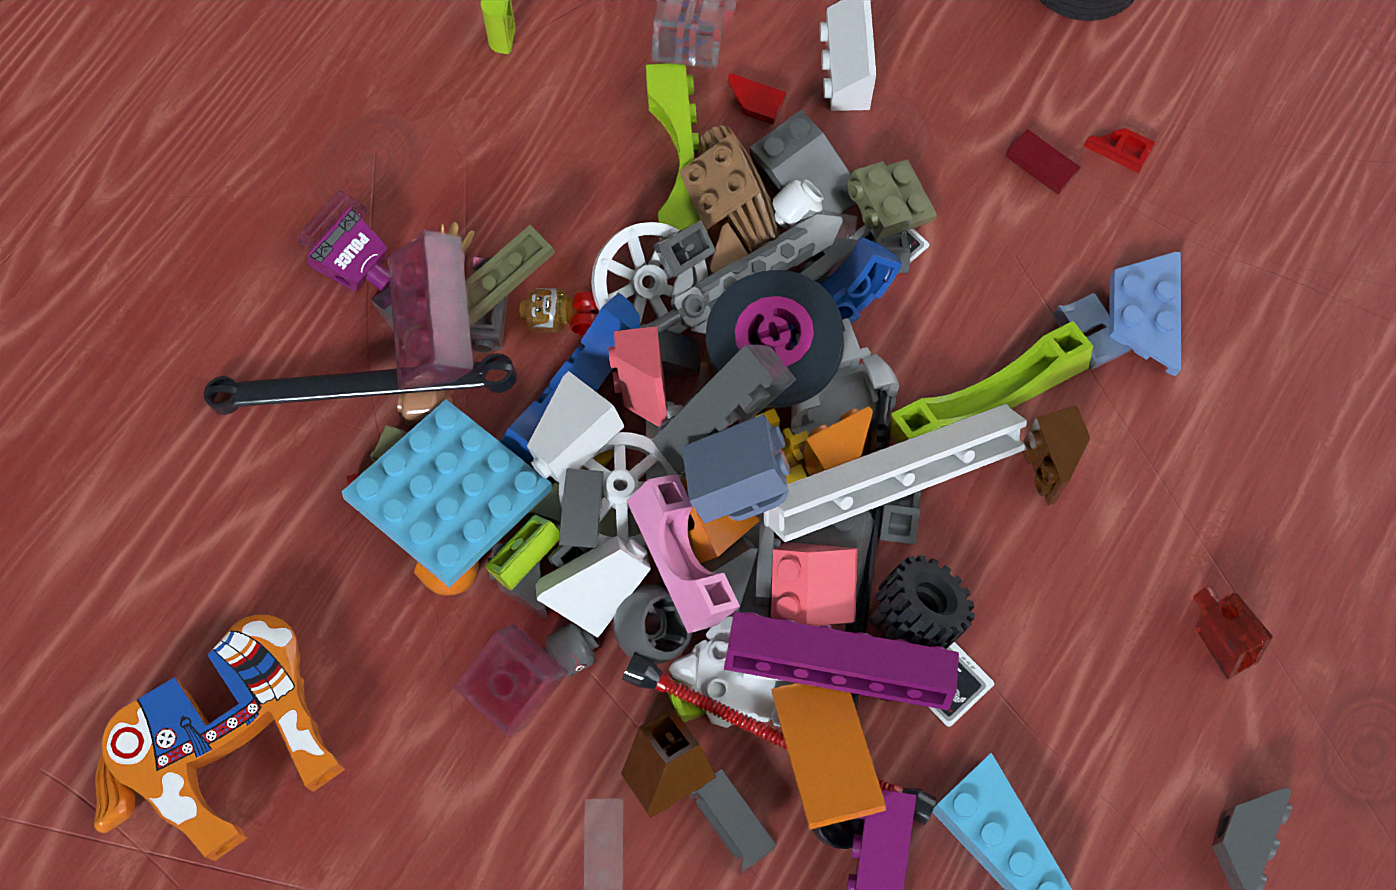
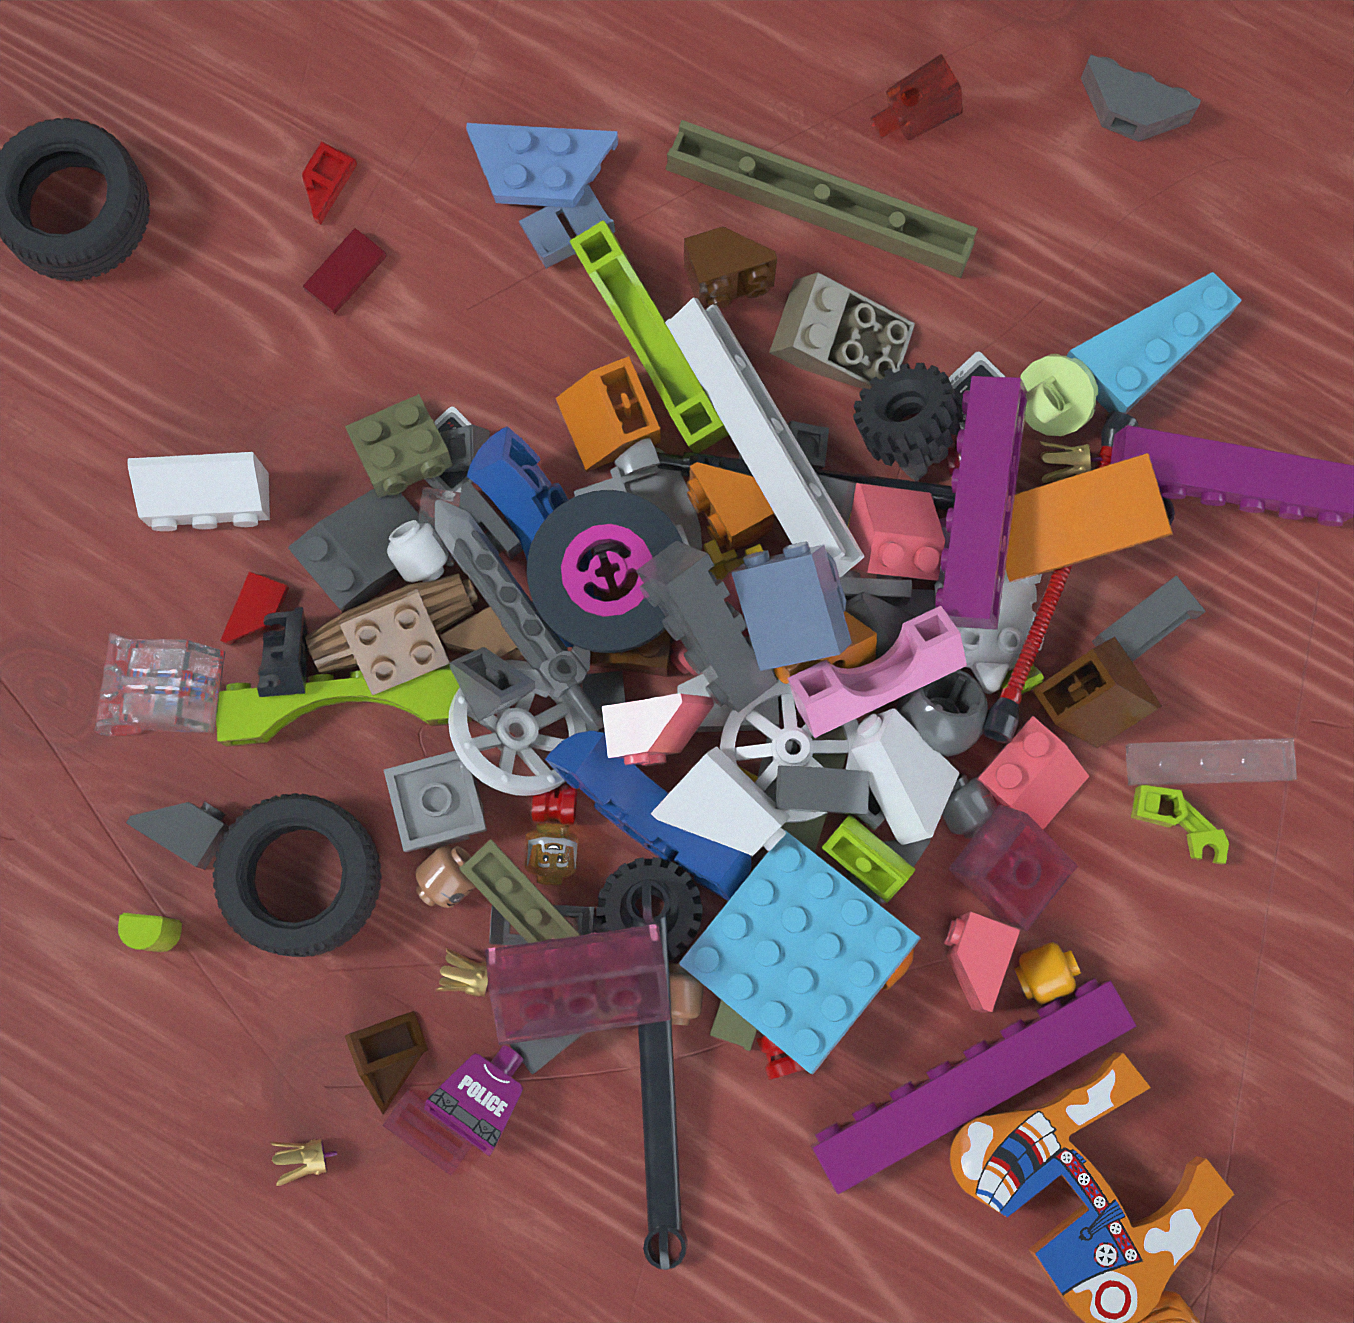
camera: 90 degrees left, 10 degrees up
(320, 138) = (309, 1153): none -> pearl gold piece
(328, 646) = (972, 1085): none -> magenta brick
(392, 188) = (387, 1055): none -> reddish brown slope
(419, 713) = (1047, 973): none -> light orange head
(433, 646) = (980, 957): none -> coral slope
(505, 409) = (685, 907): none -> black tyre
(528, 81) = (237, 868): none -> black tyre
(537, 220) = (441, 879): none -> nougat head
(540, 861) = (1200, 830): none -> lime piece
(576, 49) = (184, 830): none -> dark grey slope
(589, 218) = (435, 802): none -> light grey panel
(594, 708) = (1034, 773): none -> coral slope
(708, 113) = (284, 655): none -> black hinge
(889, 762) = (1076, 456): none -> pearl gold piece
(924, 360) = (608, 413): none -> orange slope
(949, 742) = (1059, 394): none -> yellowish green tile
(1003, 557) = (839, 333): none -> dark tan slope
(1128, 547) = (821, 199): none -> olive tile

